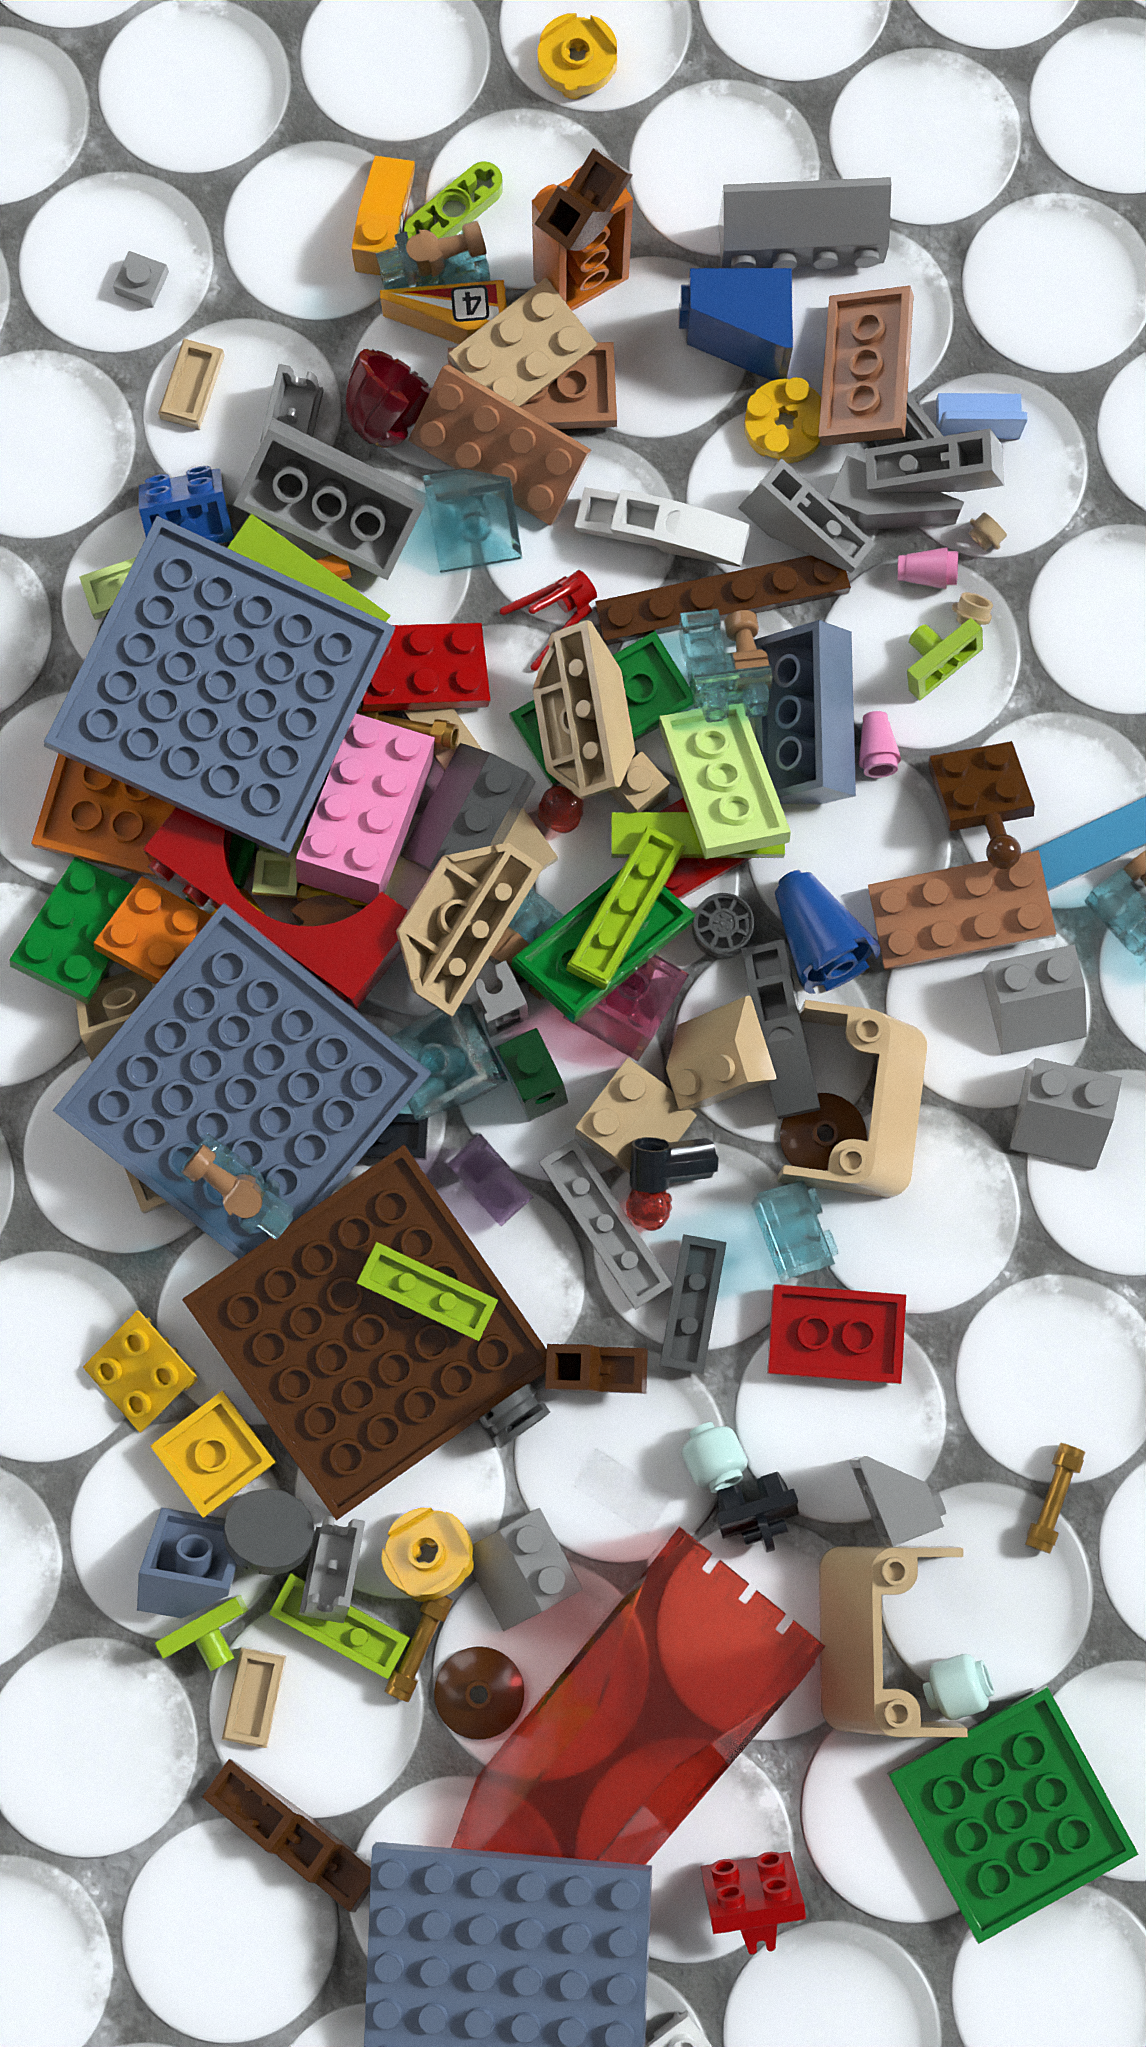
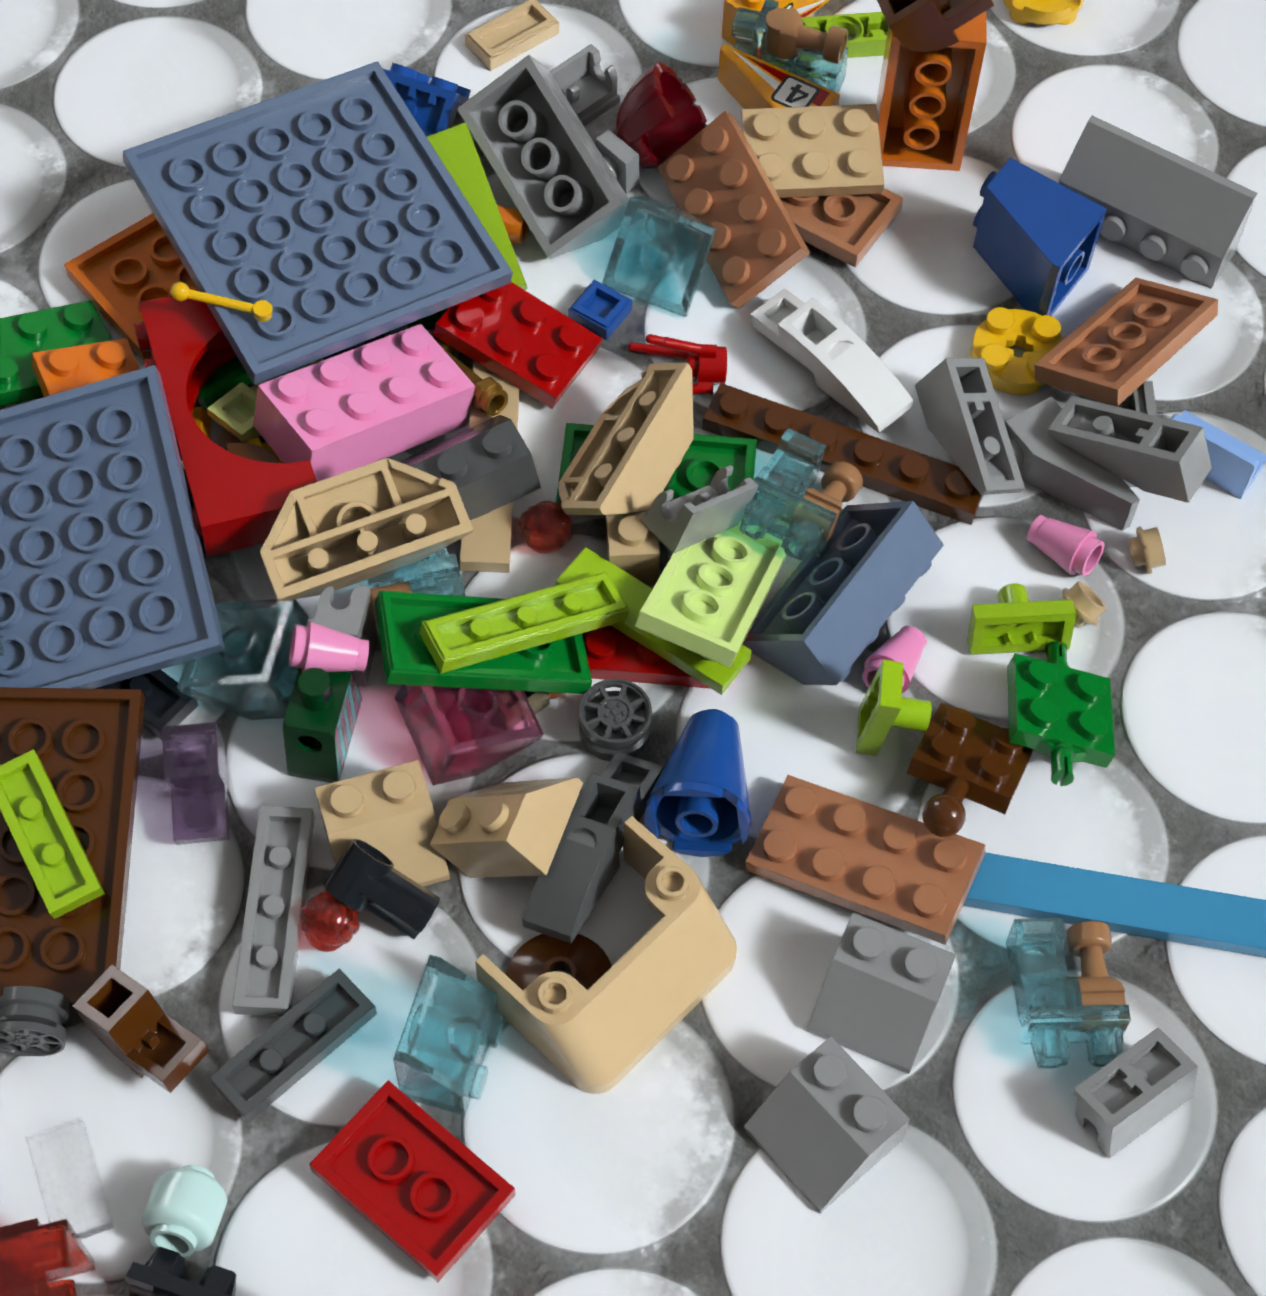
camera: 35 degrees right, 20 degrees down
(253, 799) = (261, 309): none -> yellow hinge
(374, 453) = (620, 159): none -> light grey plate
(456, 595) = (600, 309): none -> blue tile
(514, 1030) = (326, 649): none -> bright pink cone
(672, 730) = (699, 513): none -> light grey hinge
(906, 793) = (887, 708): none -> lime tile
(1015, 708) = (1060, 712): none -> green plate

